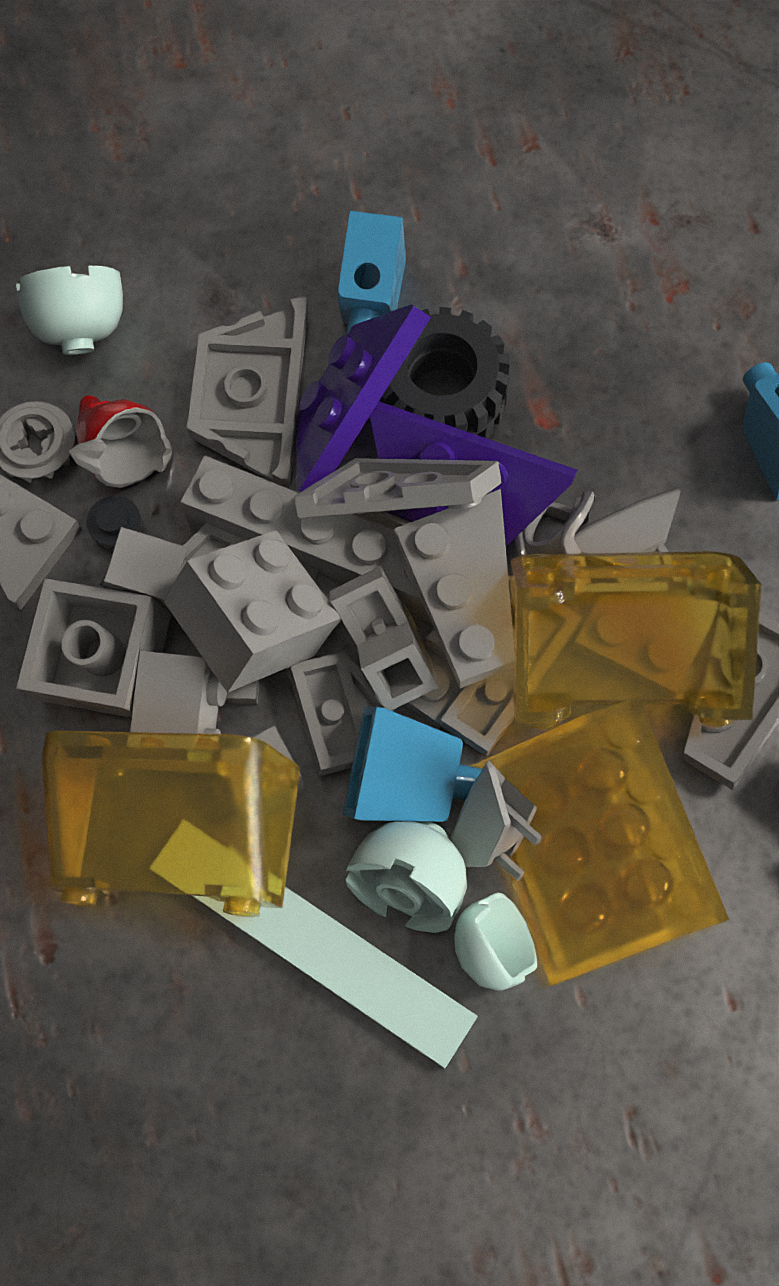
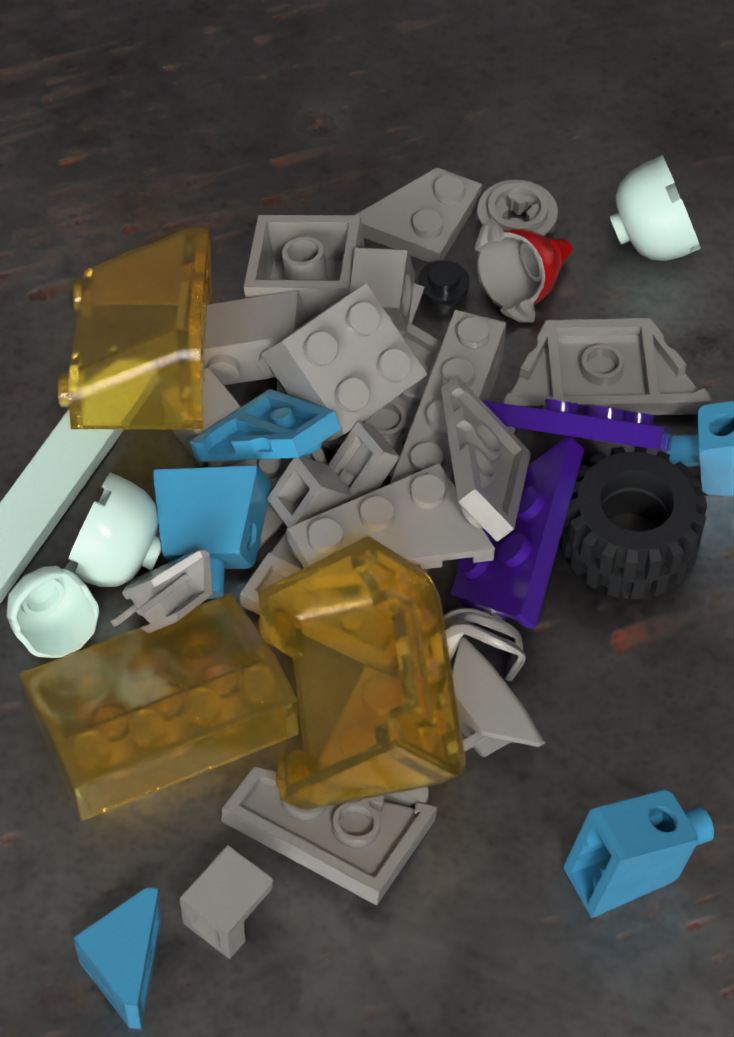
camera: 80 degrees right, 15 degrees down
(316, 697) = (267, 428): none -> dark azure wing

